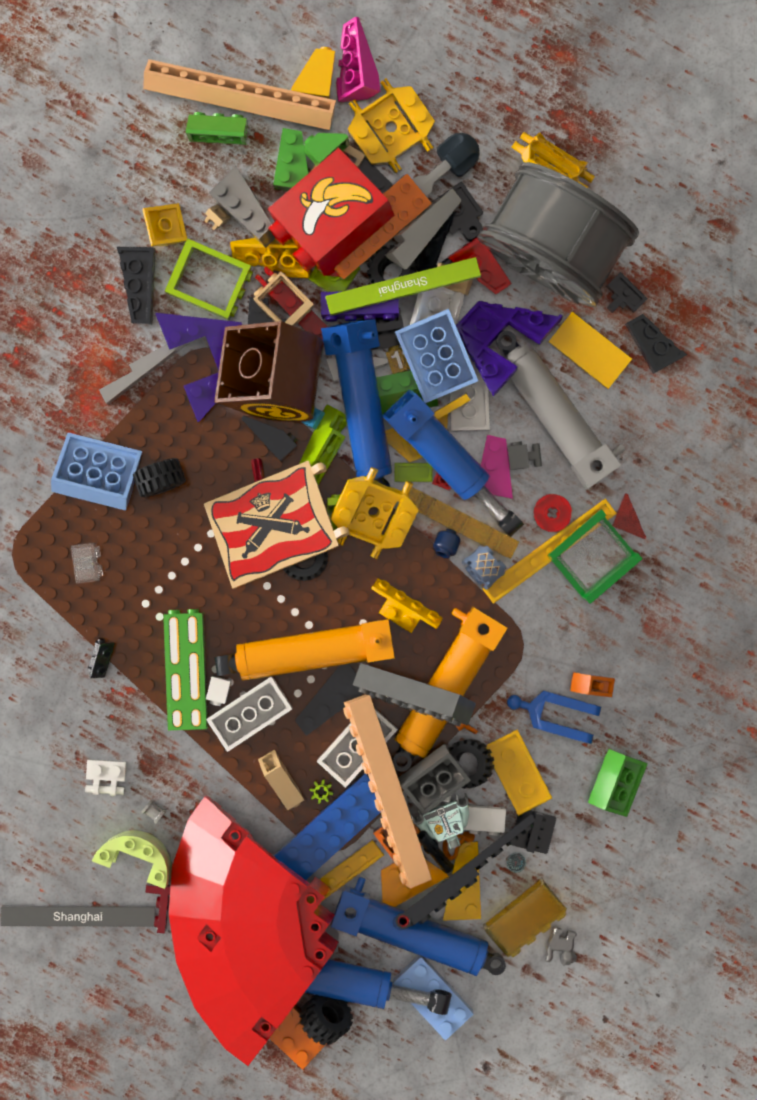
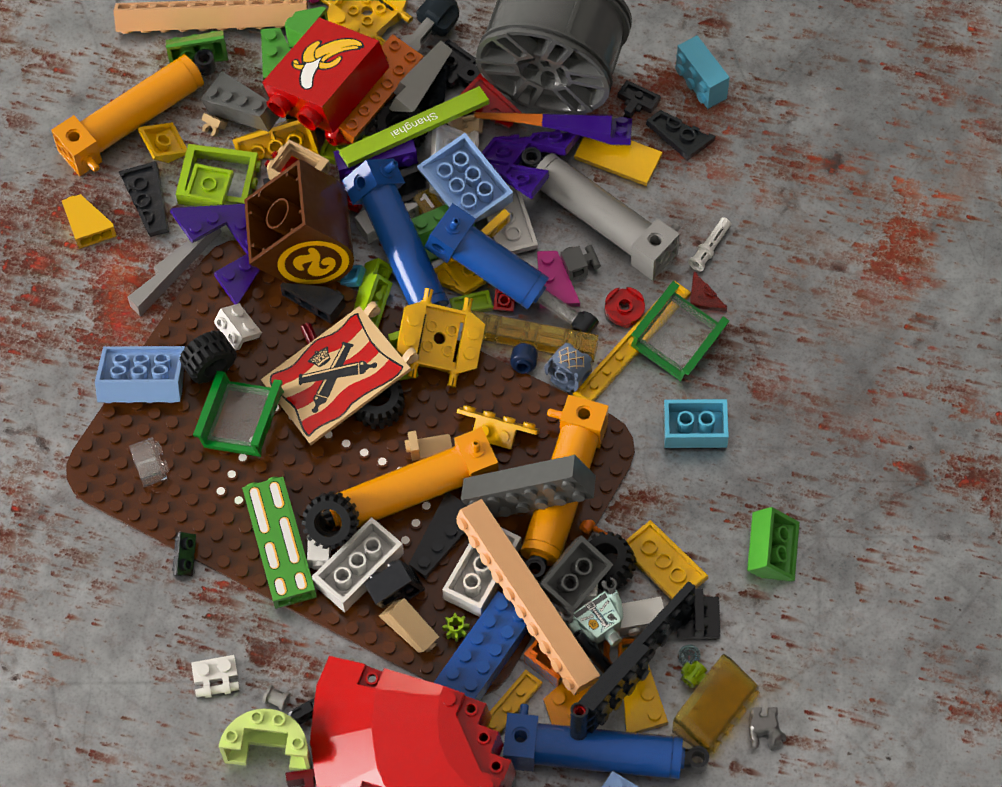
camera: 15 degrees left, 25 degrees down
(75, 294) = (87, 222): none -> yellow slope
(140, 186) = (84, 140): none -> light orange piece
(173, 831) = (303, 712): none -> black piece
(175, 538) = (237, 415): none -> piece
(193, 444) = (236, 325): none -> white bracket
(197, 291) = (209, 185): none -> lime tile
(238, 667) = (318, 532): none -> black tyre
(281, 742) = (394, 582): none -> black brick
(339, 612) = (426, 446): none -> tan bracket
(514, 884) = (693, 673): none -> lime gear
(535, 710) = (689, 508): blue piece -> none
(577, 319) = (594, 126): none -> dark purple plate
(583, 651) = (695, 423): none -> medium azure brick
(592, 684) = (715, 455): orange slope -> none
(642, 475) = (705, 250): none -> white pin
(693, 286) = (702, 72): none -> medium azure brick

